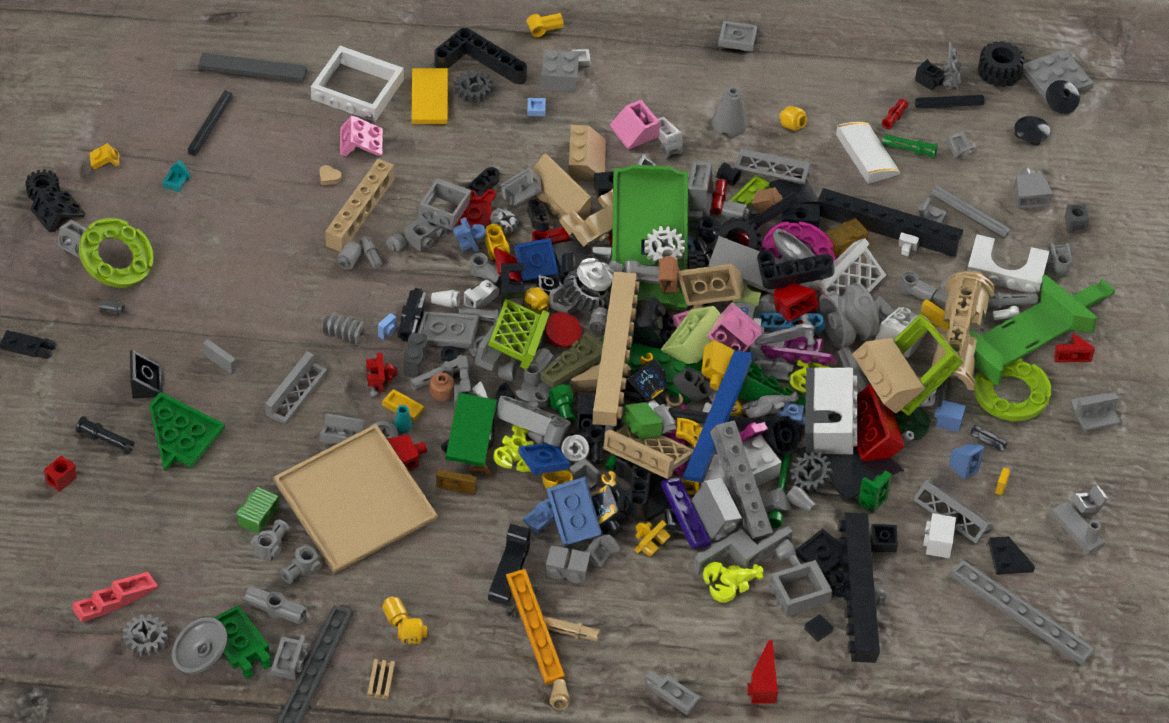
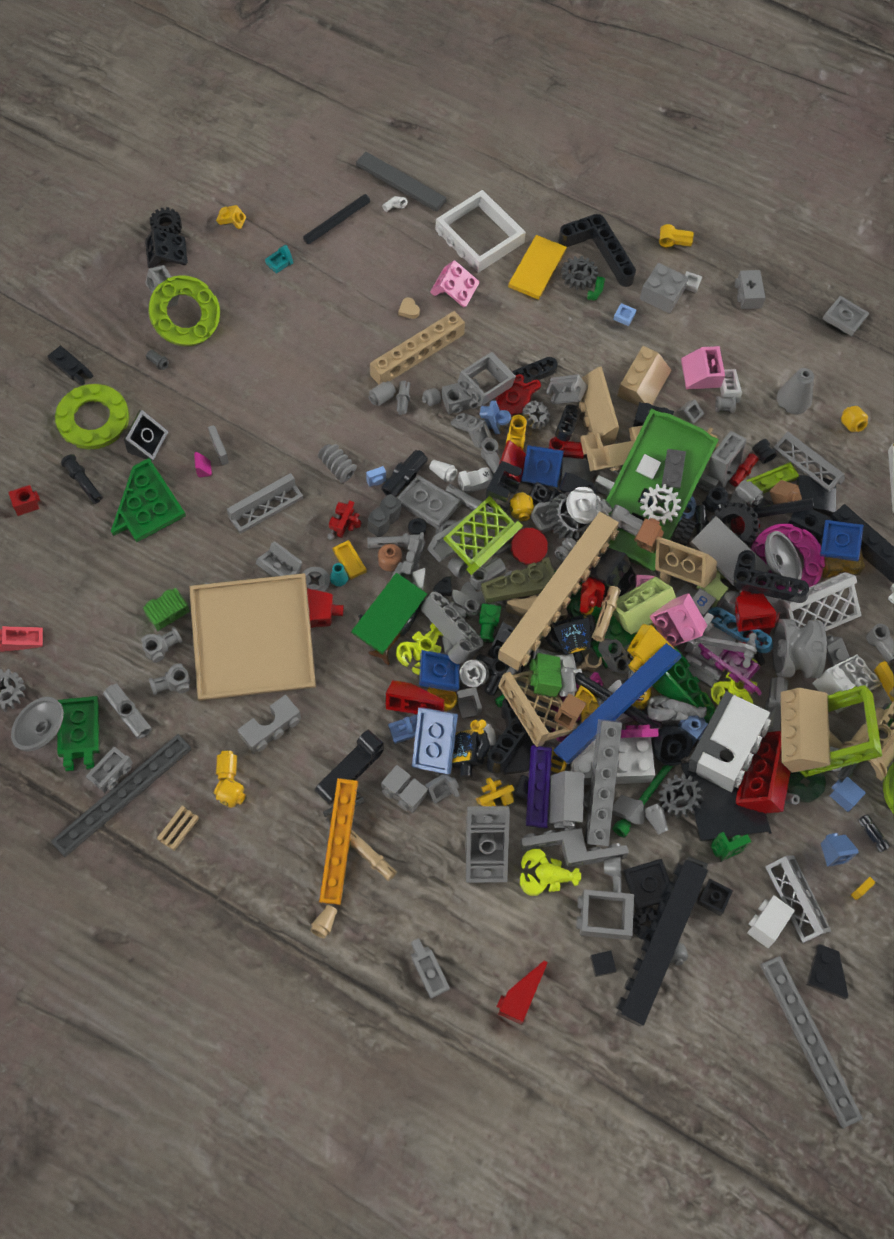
camera: 25 degrees right, 15 degrees up
(82, 401) = (92, 438): none -> lime plate
(214, 380) = (202, 465): none -> dark pink slope
(259, 87) = (395, 202): none -> white arm
(408, 576) = (258, 736): none -> light grey arch
(454, 249) = (476, 427): none -> light grey bracket
(455, 481) = (347, 653): pearl gold plate -> none
(499, 93) = (594, 295): none -> green arm
(532, 489) = (409, 697): none -> red slope
(636, 219) = (648, 466): none -> white tile
(639, 44) = (750, 289): none -> light grey brick
(645, 342) = (591, 594): none -> red brick
(660, 211) = (673, 468): none -> flat silver plate
(665, 346) = (608, 606): none -> tan pin
(668, 570) = (487, 844): none -> light grey brick
(681, 438) = (569, 711): none -> medium nougat brick
(837, 217) = (841, 540): none -> blue plate

